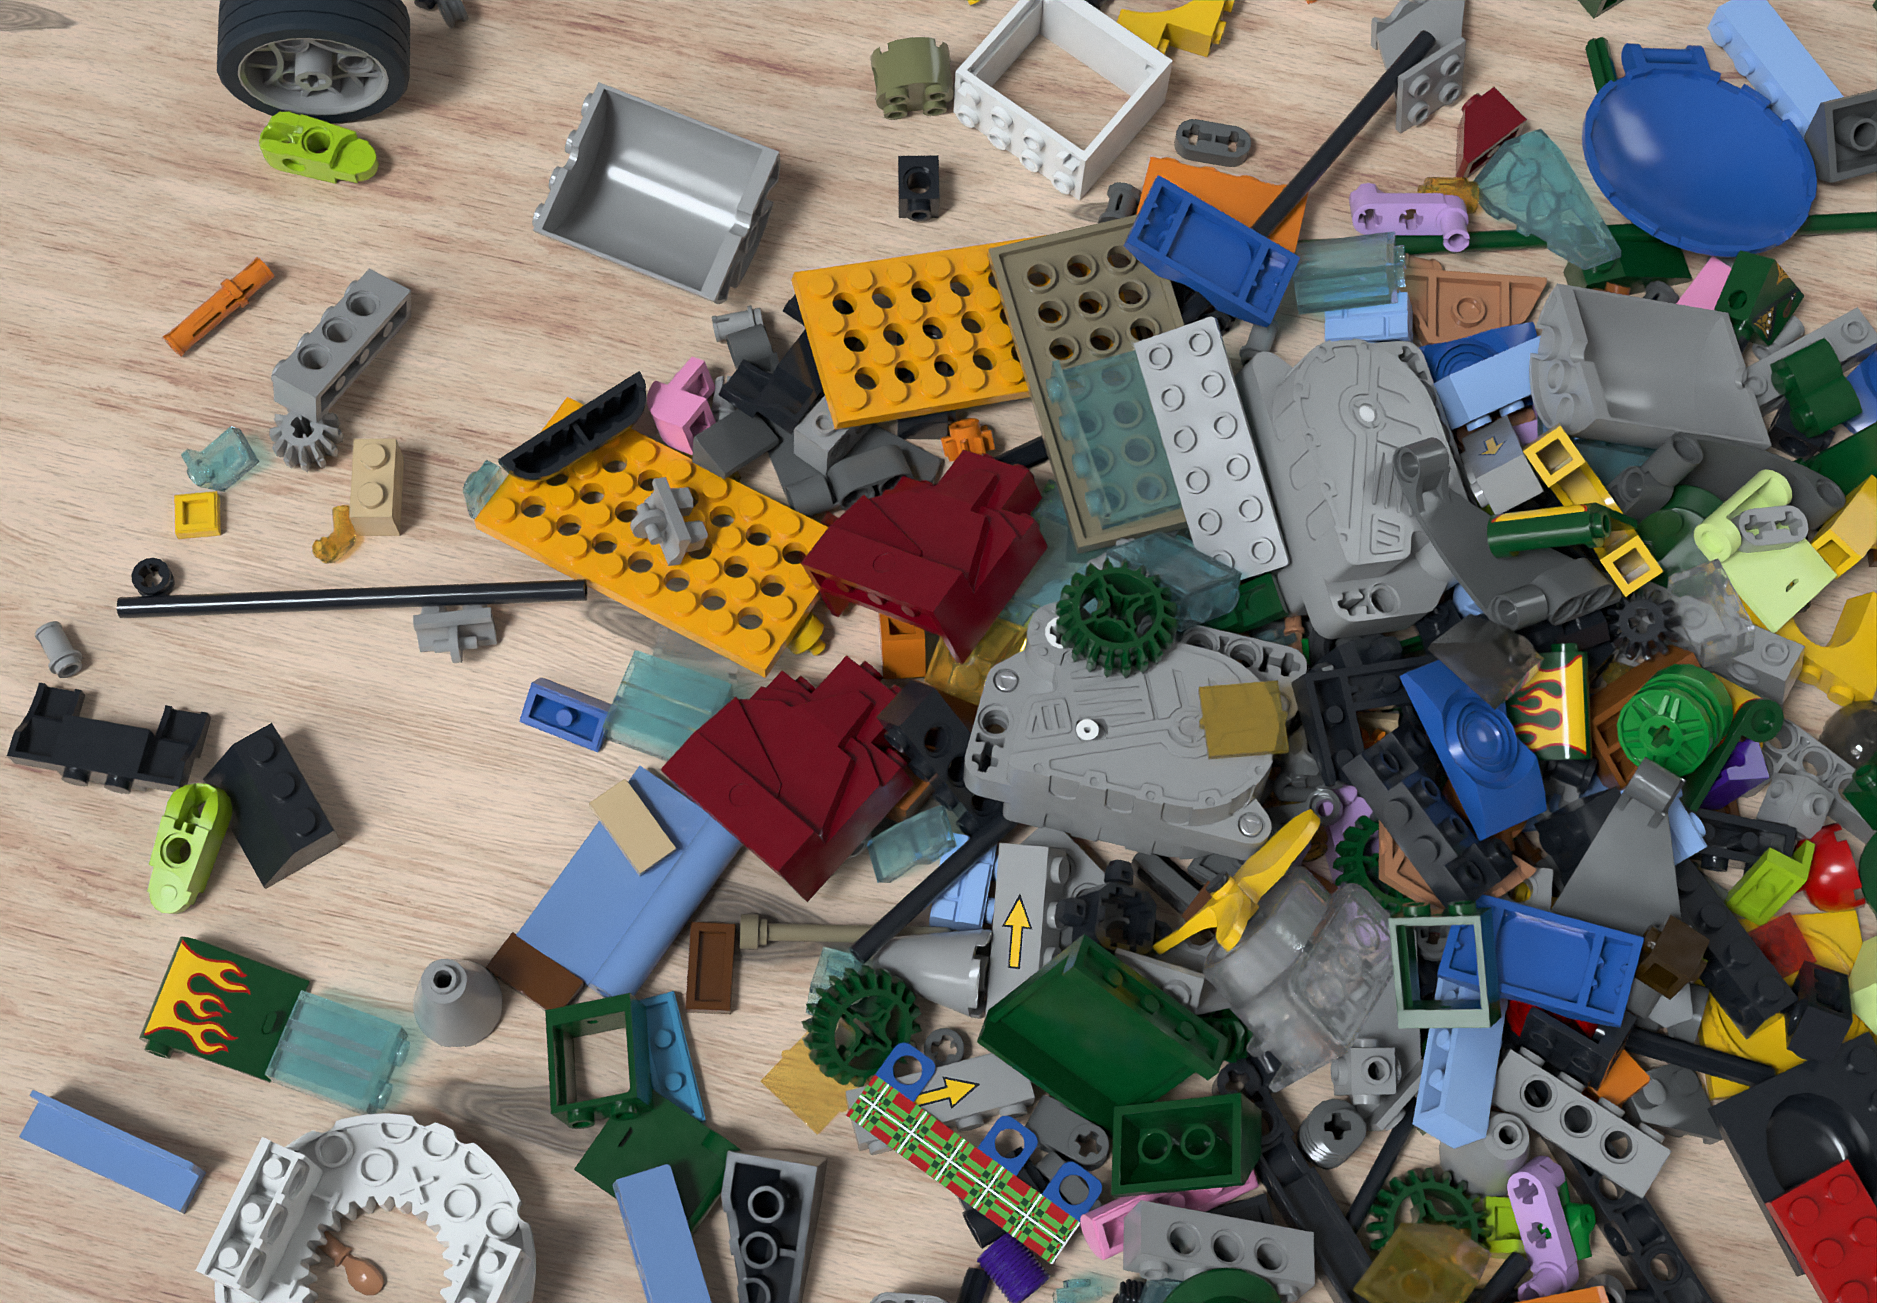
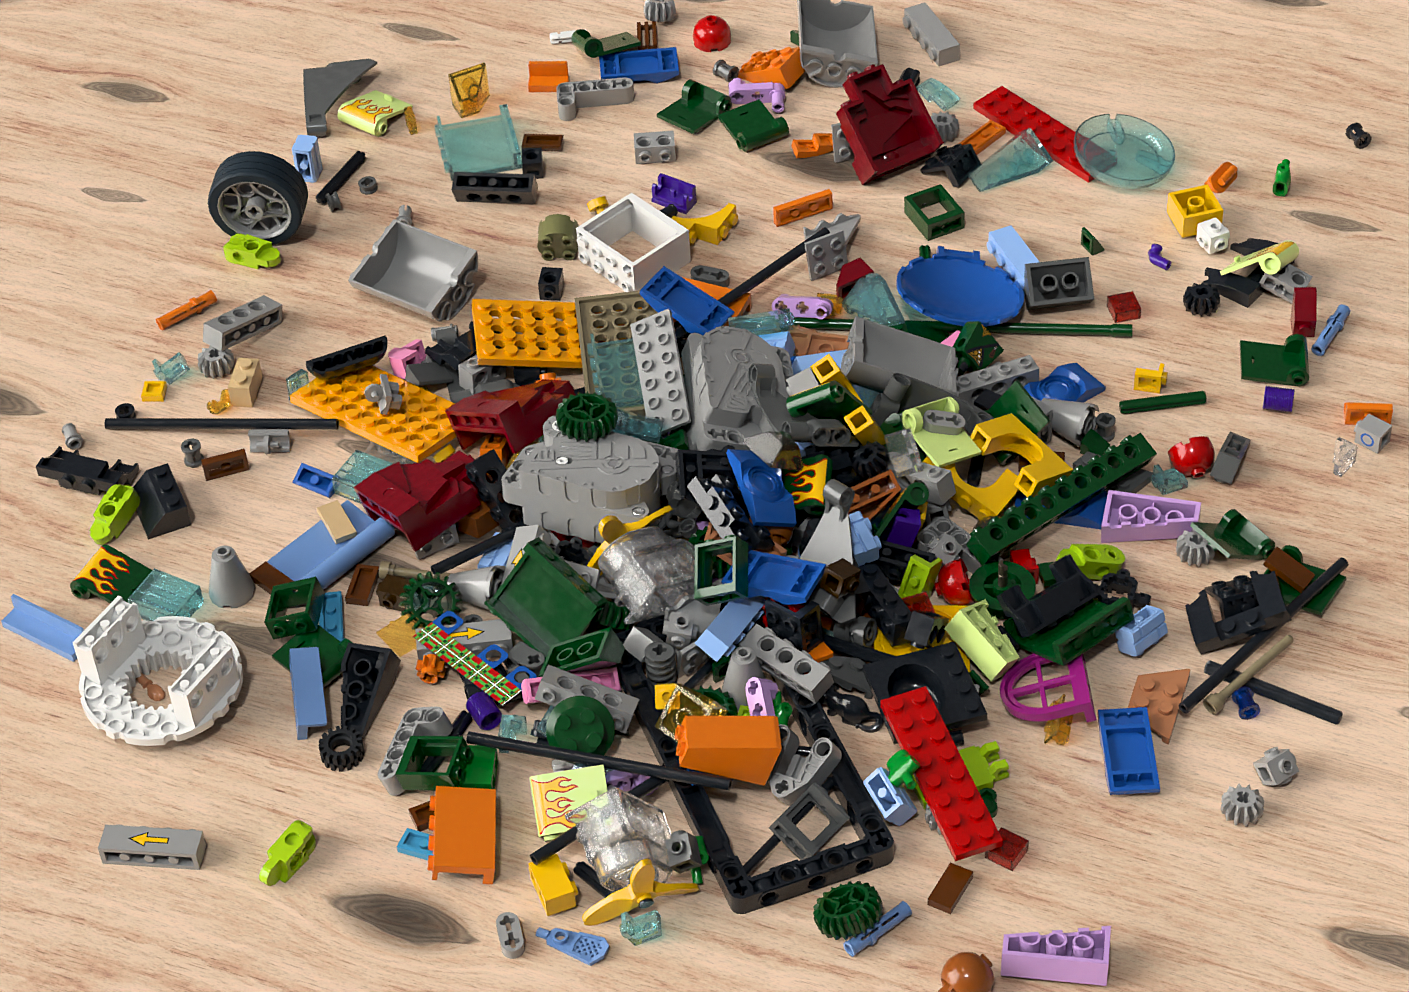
camera: 15 degrees right, 25 degrees down
(297, 673) = (189, 454): none -> dark grey bush
(380, 698) = (226, 463): none -> reddish brown tile
(598, 45) = (405, 215): none -> light grey pin
(779, 990) = (389, 591): none -> dark brown brick
(889, 1176) = (430, 668): none -> orange gear
(911, 843) = (477, 533): clear light blue slope -> none
(1243, 720) = (640, 461): clear yellow piece -> none
(1293, 1102) = (638, 640): none -> light grey panel
(1362, 1209) = (663, 693): none -> yellow bracket
(1689, 704) = (874, 486): green wheel -> none
(1700, 1190) = (851, 709): none -> black animal
(1815, 388) = (992, 378): dark green brick -> none

